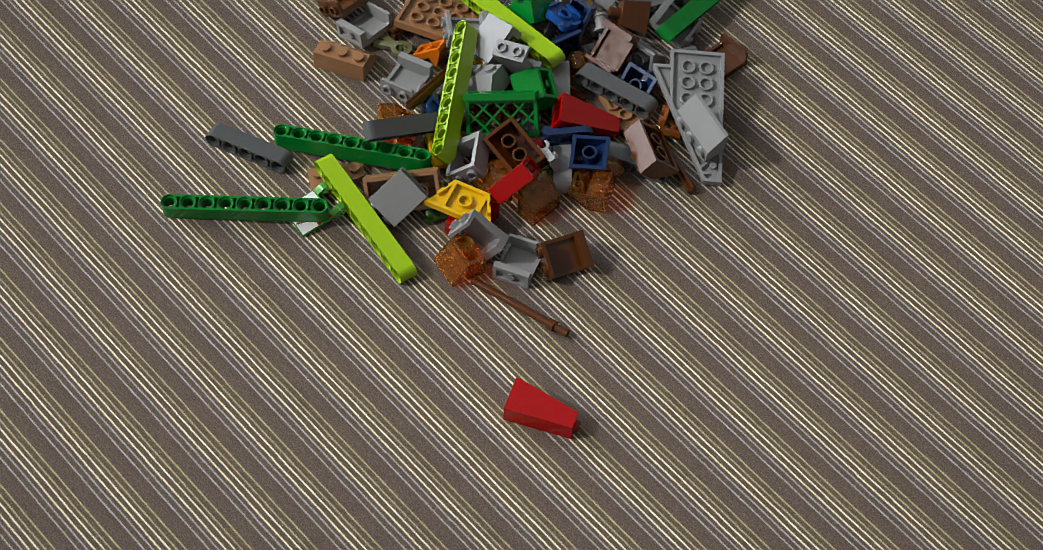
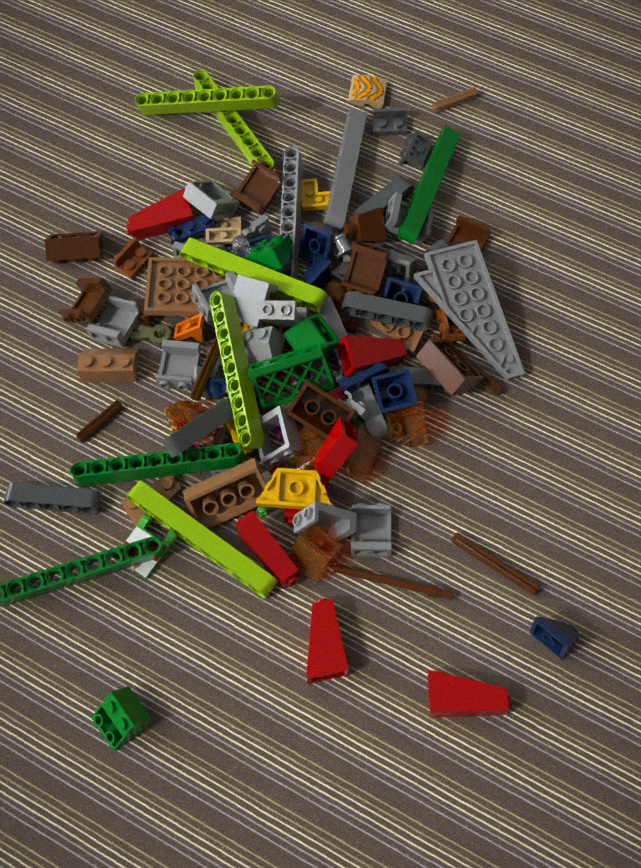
camera: 15 degrees left, 10 degrees up
(236, 328) = (120, 717): none -> green slope
(316, 101) = (99, 421): none -> reddish brown axle
(398, 197) = (227, 506): light grey panel -> none
(418, 243) = (267, 550): none -> red slope
(435, 334) = (326, 648): none -> red slope
(563, 16) = (306, 250): blue plate -> none
(564, 255) = (414, 509): reddish brown panel -> none
(618, 322) = (495, 563): none -> reddish brown axle
(642, 389) = (554, 635): none -> dark blue slope
(701, 128) = (489, 326): light grey slope -> none

